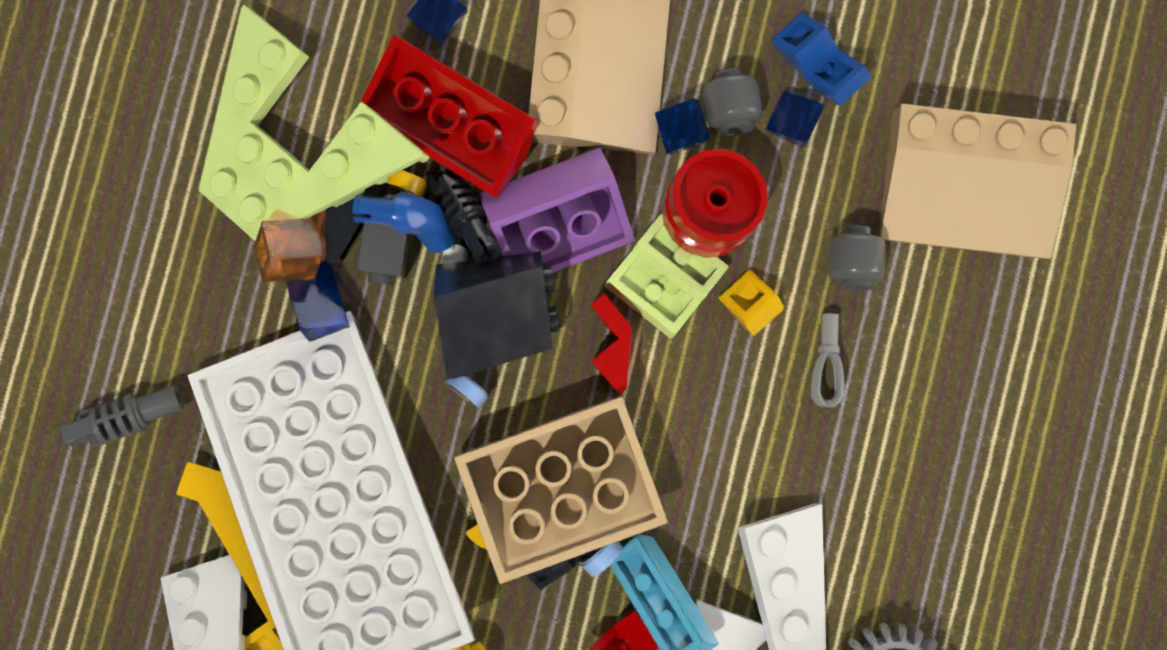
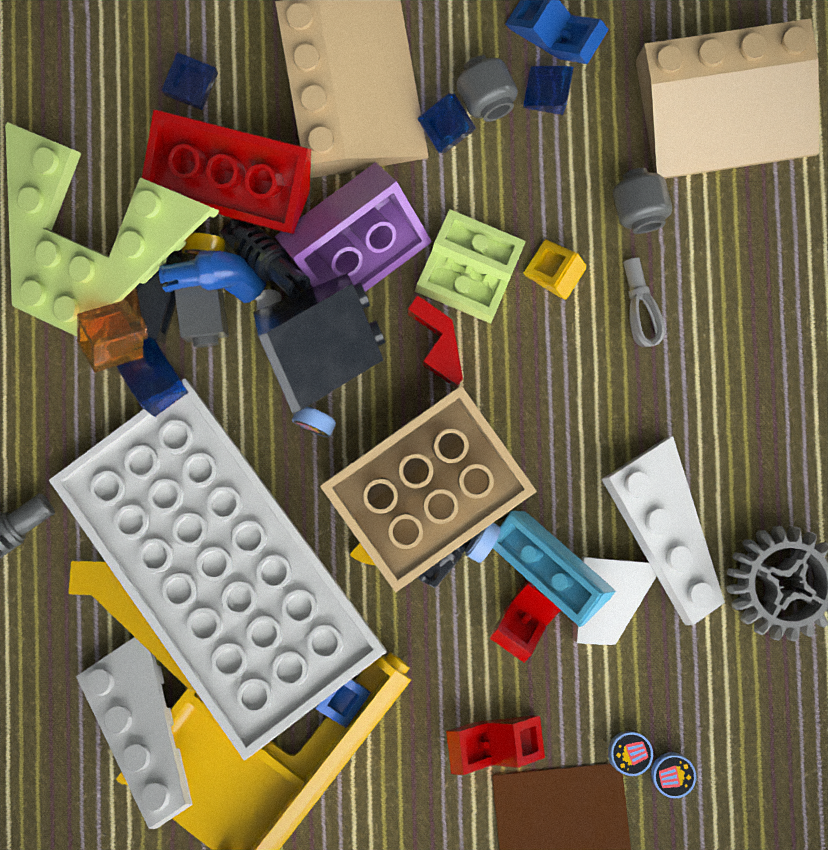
camera: 20 degrees left, 0 degrees up
(714, 203) = (496, 183): red wheel -> none

